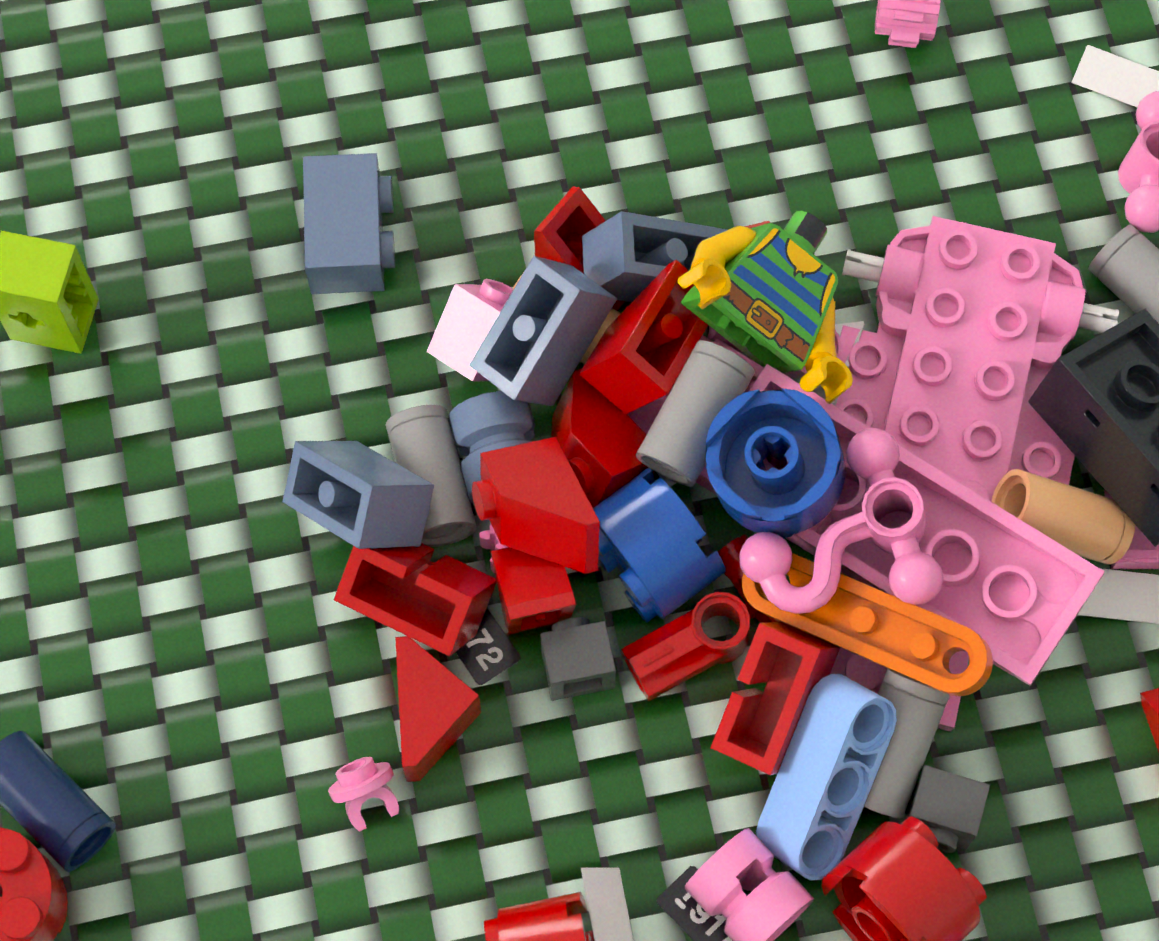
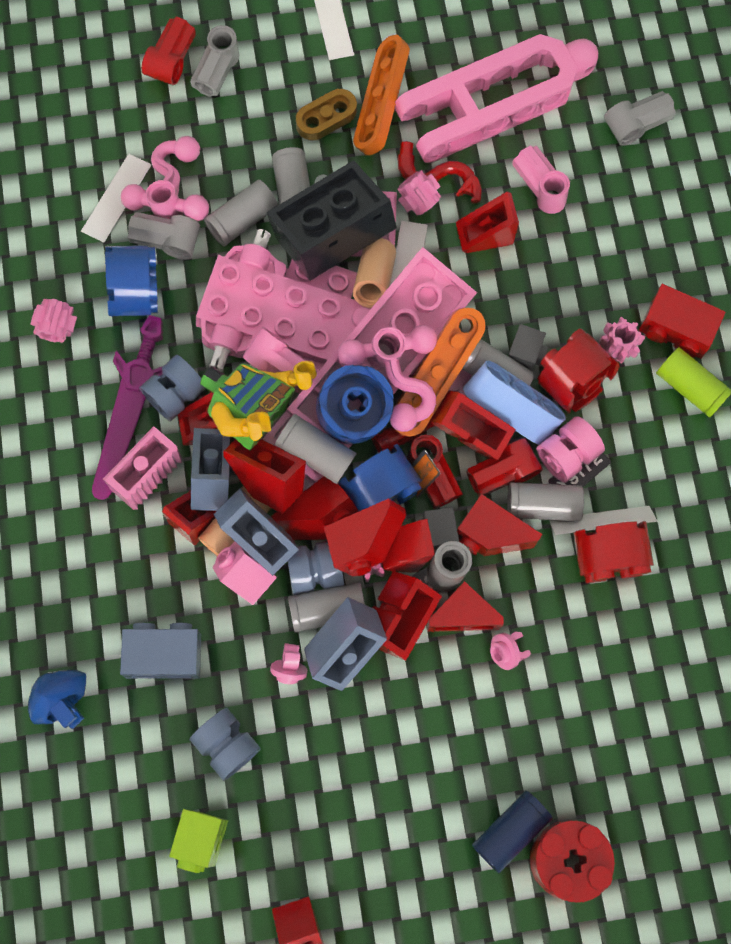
camera: 90 degrees left, 5 degrees up
(195, 327) = (225, 744): none -> sand blue wheel
(270, 73) = (54, 698): none -> blue piece
(328, 420) = (289, 669): none -> bright pink plate
(503, 641) = (457, 556): none -> light grey pin
(583, 753) = (494, 530): none -> red slope
(644, 849) = (545, 501): none -> light grey pin
(654, 163) = (143, 468): none -> bright pink brick
(675, 616) = (426, 470): none -> sticker
(712, 790) = (515, 465): none -> red piece
(797, 183) = (172, 388): none -> sand blue wheel
(820, 152) = (127, 404): none -> magenta sword
(870, 341) = (271, 354): none -> bright pink piece
(991, 112) = (131, 280): none -> blue brick
(1094, 180) = (173, 235): none -> light grey piece

